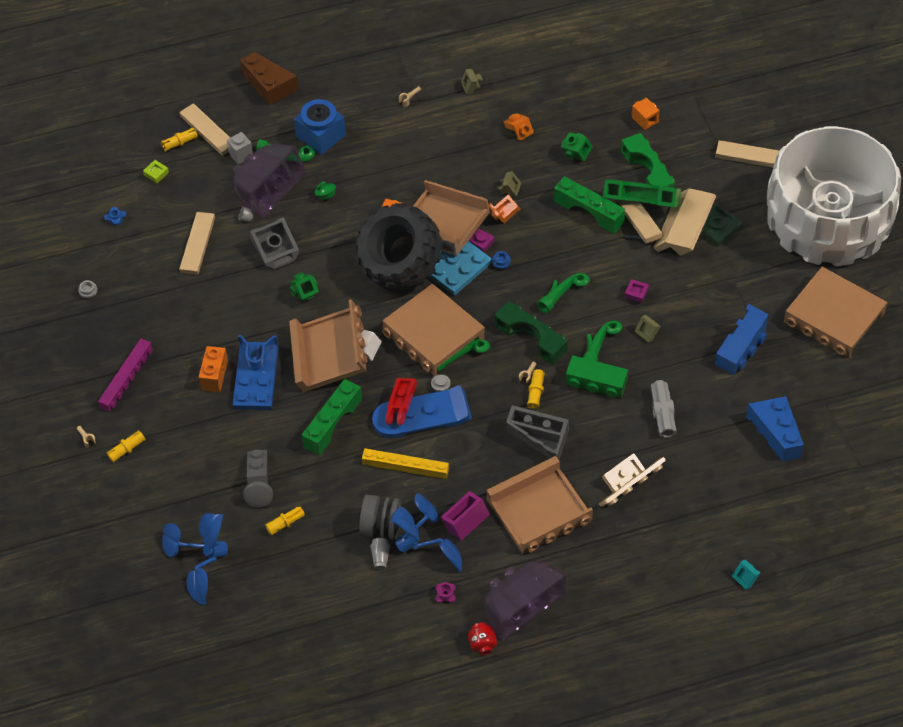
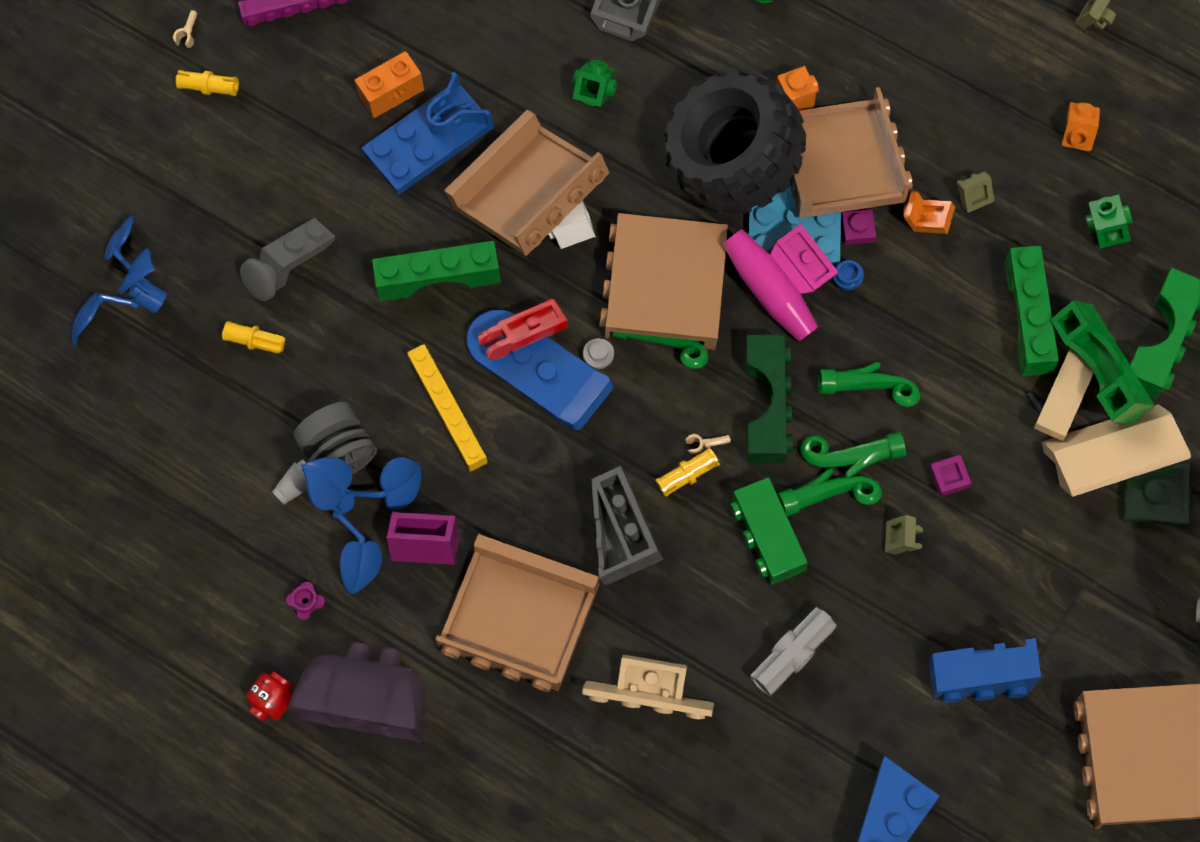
camera: 50 degrees right, 15 degrees up
(478, 281) = (781, 277): none -> dark pink plate
(600, 304) = (860, 456): none -> green plant

